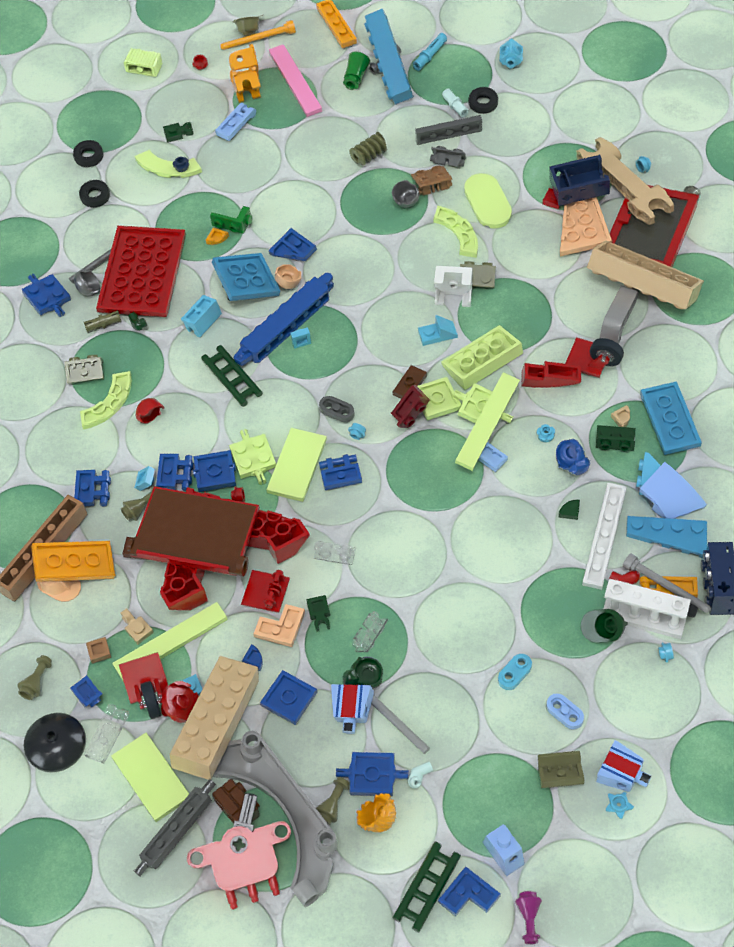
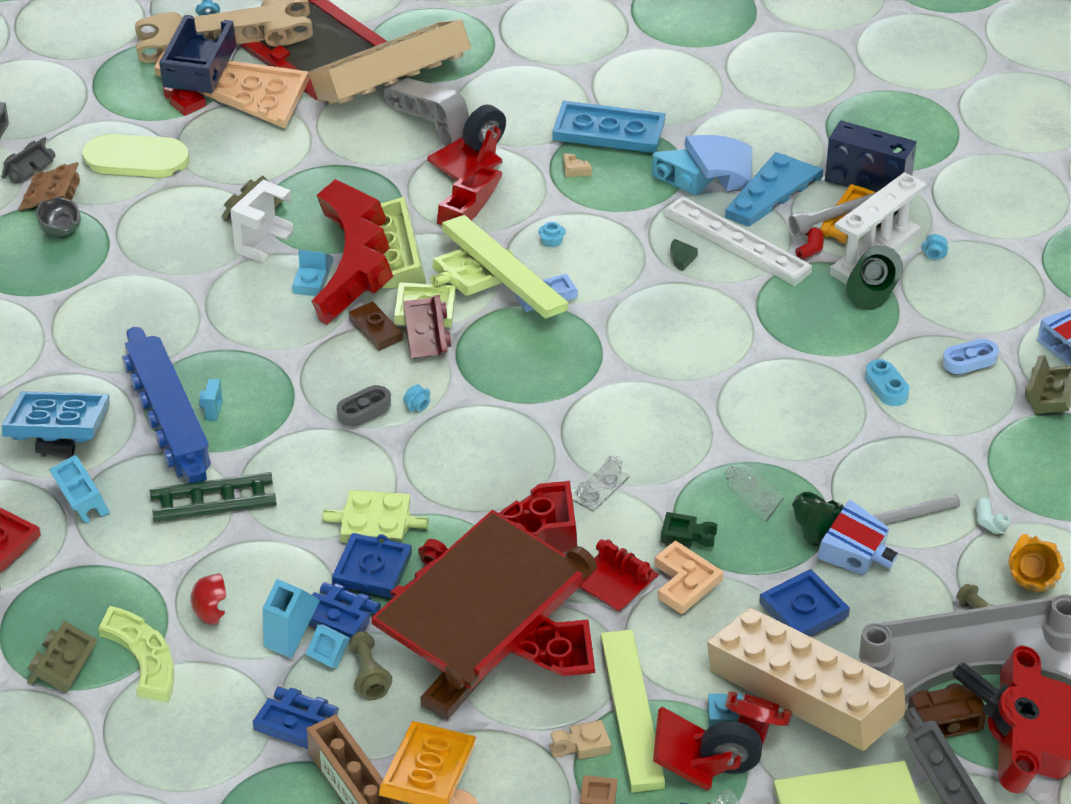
camera: 70 degrees left, 15 degrees down
(136, 323) = (26, 570): dark green arm -> none
(148, 448) = (286, 617): none -> medium azure slope
(253, 657) = (711, 625): blue tile -> none
(287, 276) = (92, 378): light nougat hair -> none
(293, 246) = (40, 356): blue wing -> none
(296, 464) = (431, 480): yellowish green tile -> none
(340, 476) = (479, 438): blue plate -> none
(372, 773) = (968, 559): blue plate -> none
(461, 228) = (159, 194): yellowish green tile -> none
(464, 343) = (363, 261): none -> red arch
(572, 457) = (610, 218): blue hair -> none
(615, 438) = (604, 180): dark green bracket -> none

